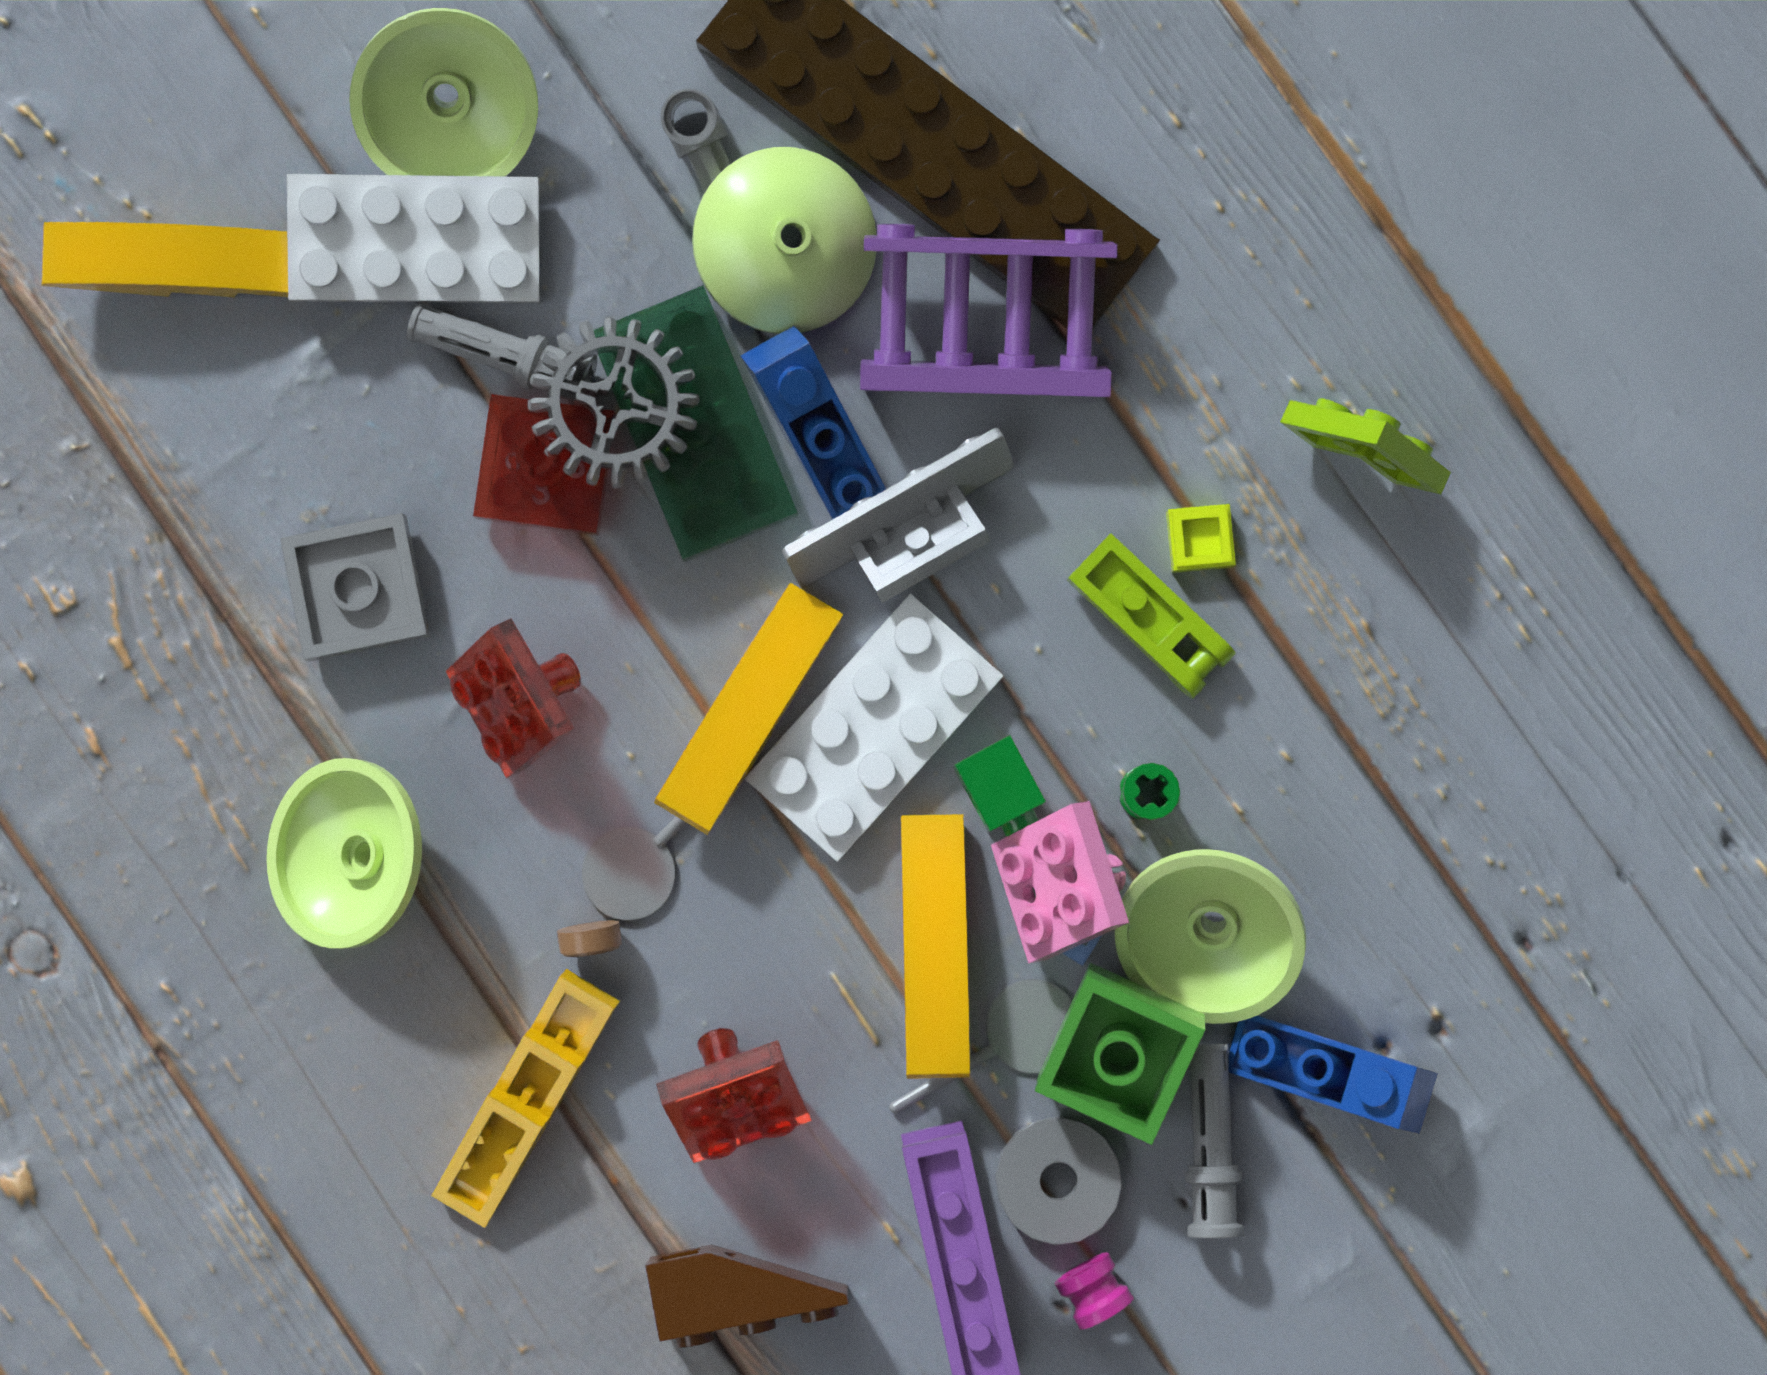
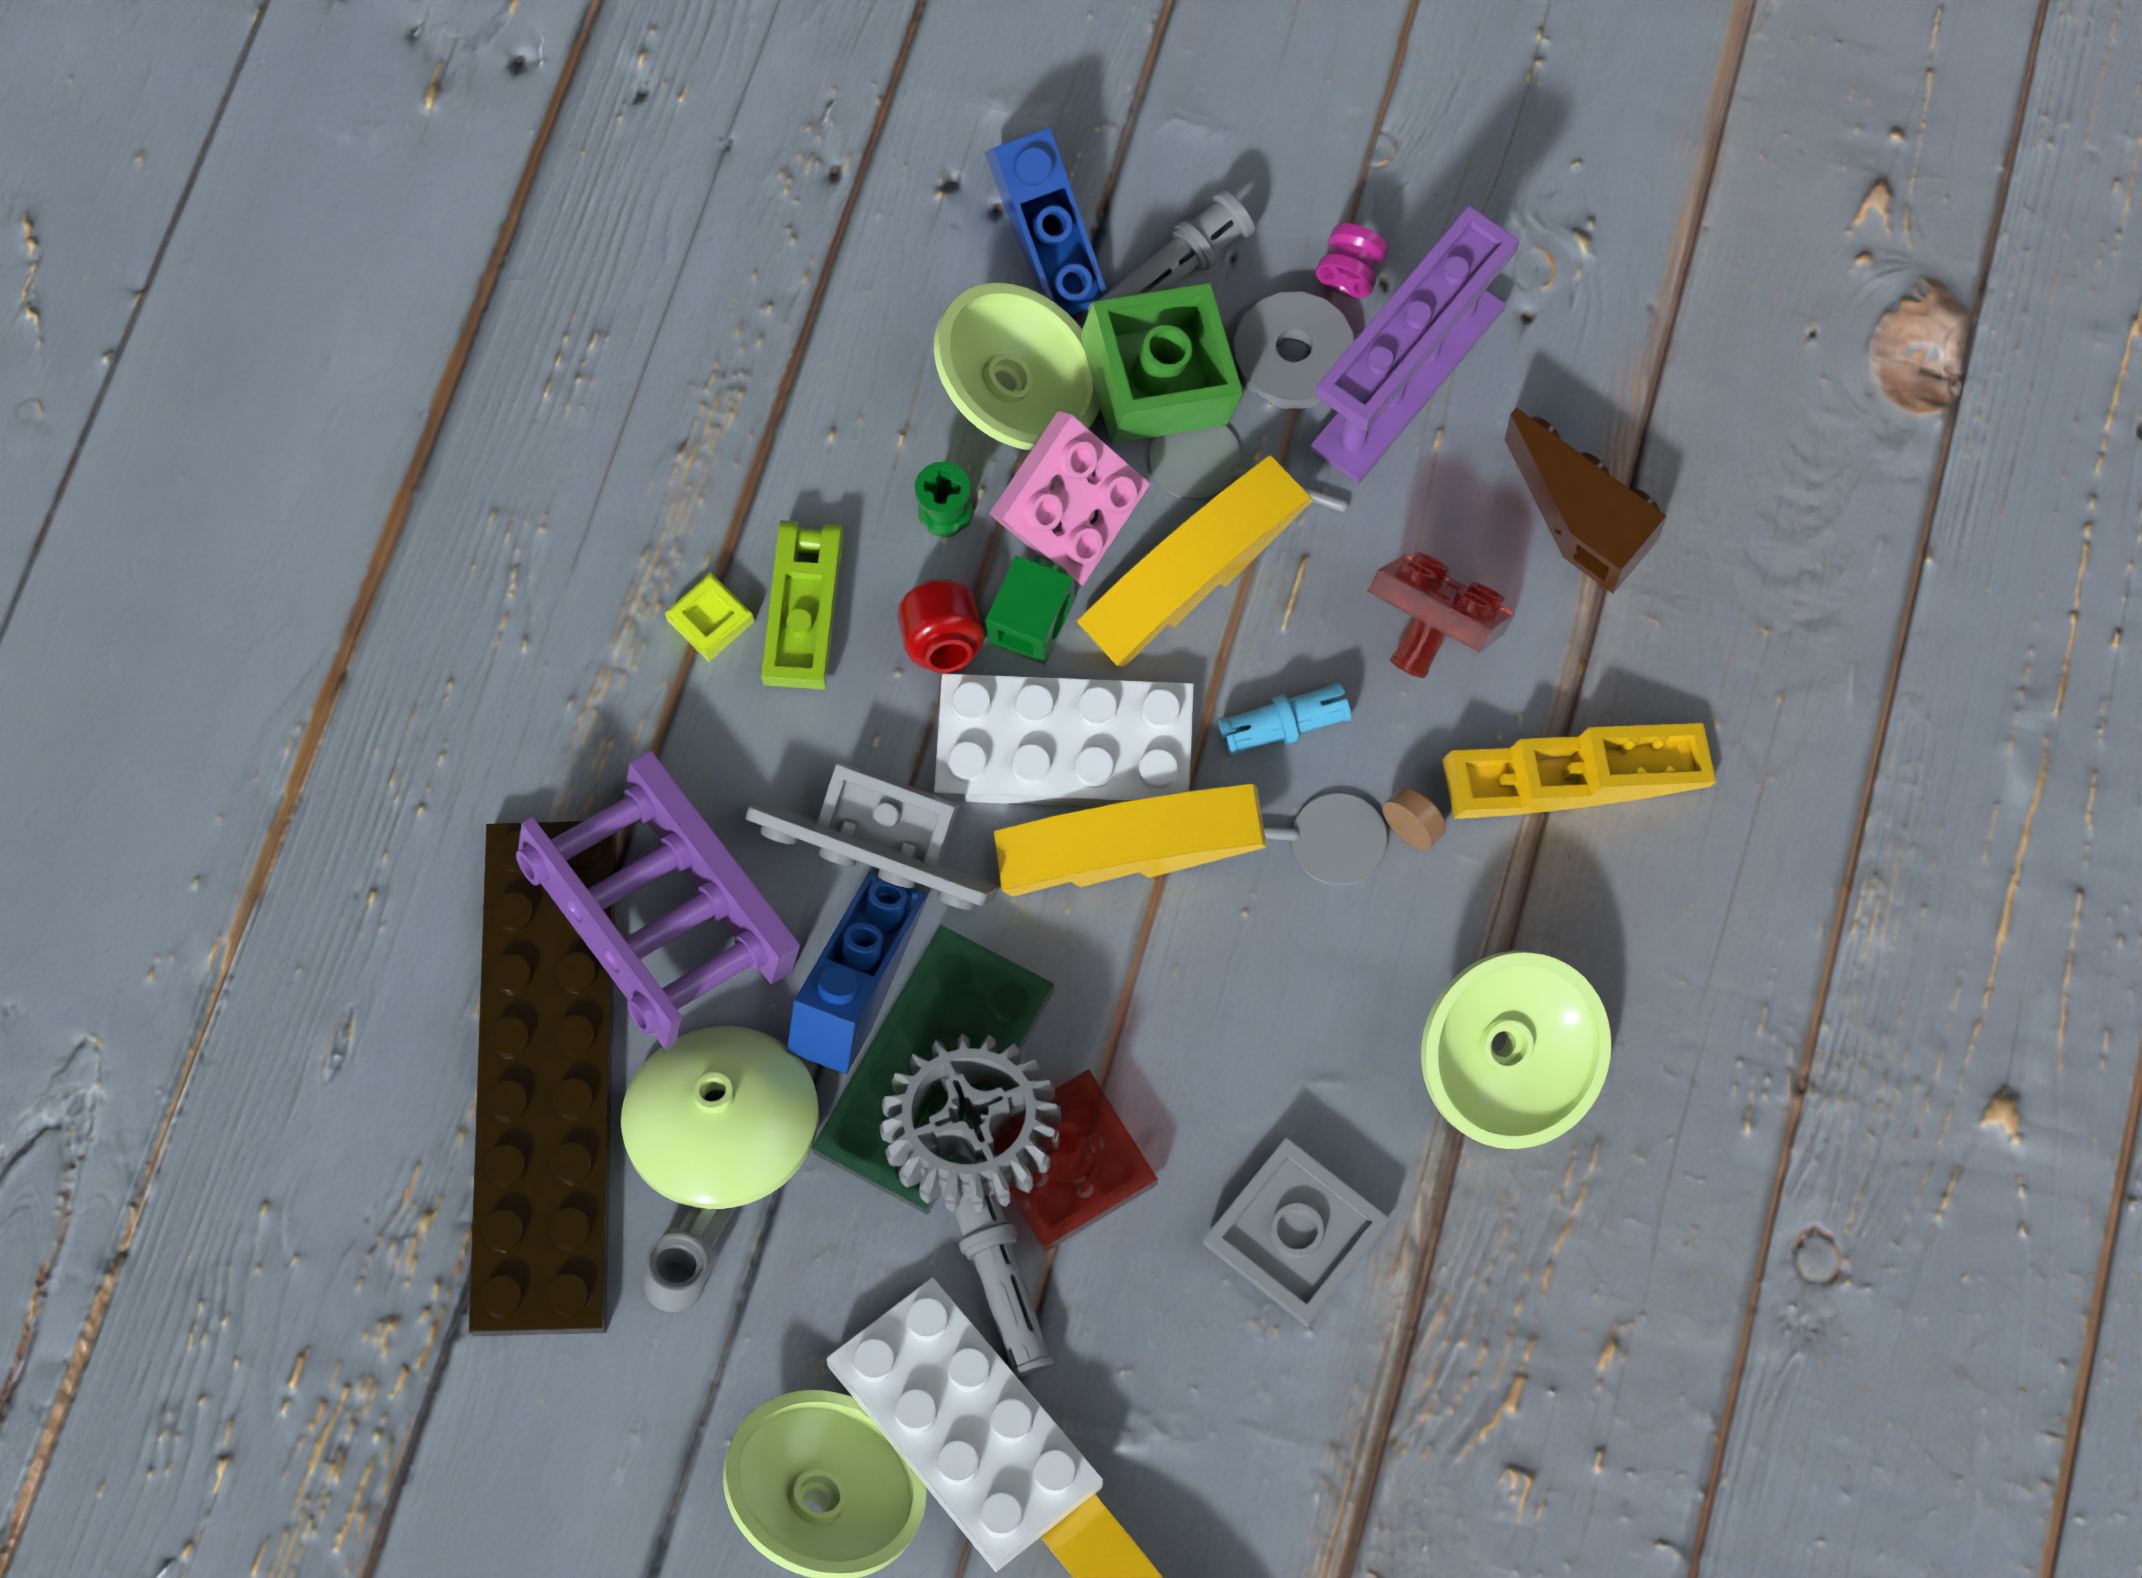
camera: 125 degrees left, 15 degrees down
(513, 696) = (1278, 1018): clear red plate -> none
(752, 909) = (1284, 719): none -> medium azure pin
(1041, 704) = (940, 625): none -> red head
(1369, 437) = (528, 525): lime plate -> none

